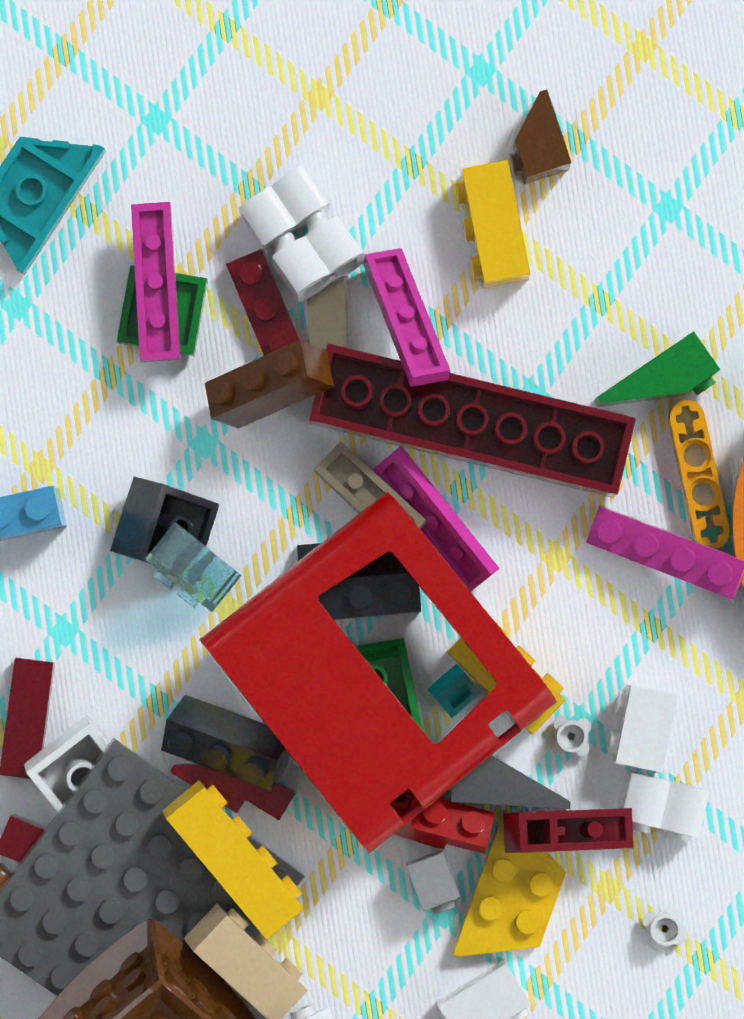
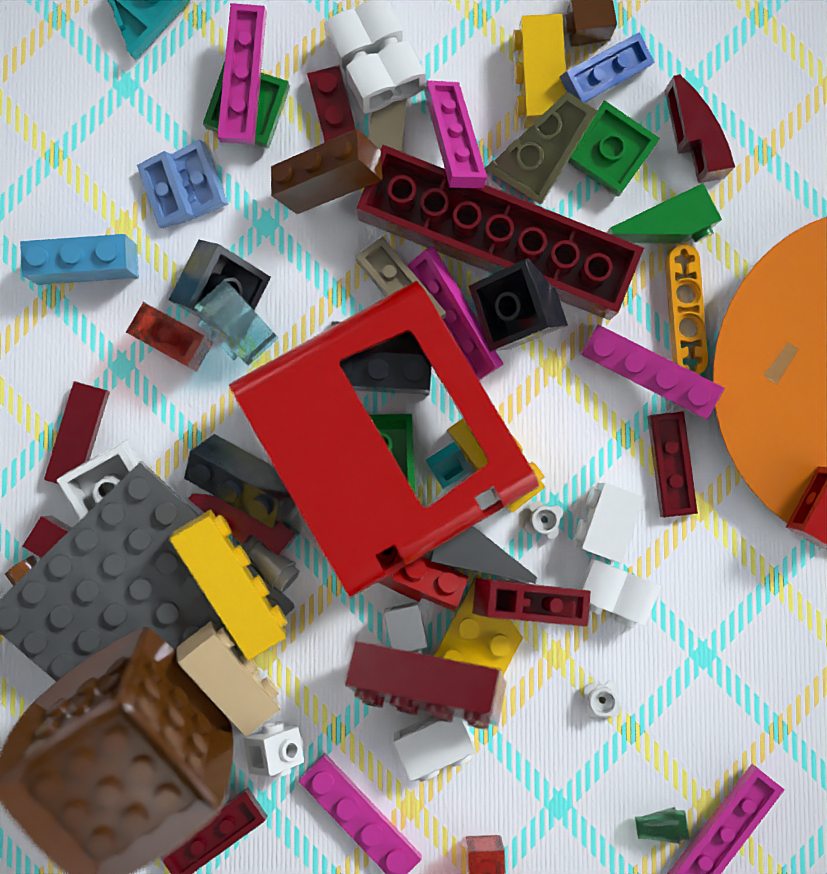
camera: 10 degrees right, 0 degrees up
(101, 412) = (182, 184): none -> medium blue slope
(119, 593) = (169, 336): none -> clear red brick
(277, 836) = (276, 570): none -> light grey cone
(466, 936) = (426, 683): none -> dark red brick
(504, 503) = (516, 306): none -> black slope
(509, 318) = (543, 150): none -> olive wing
(568, 214) = (608, 68): none -> plate
(587, 301) = (613, 148): none -> green plate
(682, 268) = (698, 131): none -> dark red slope
(707, 652) = (672, 464): none -> dark red tile

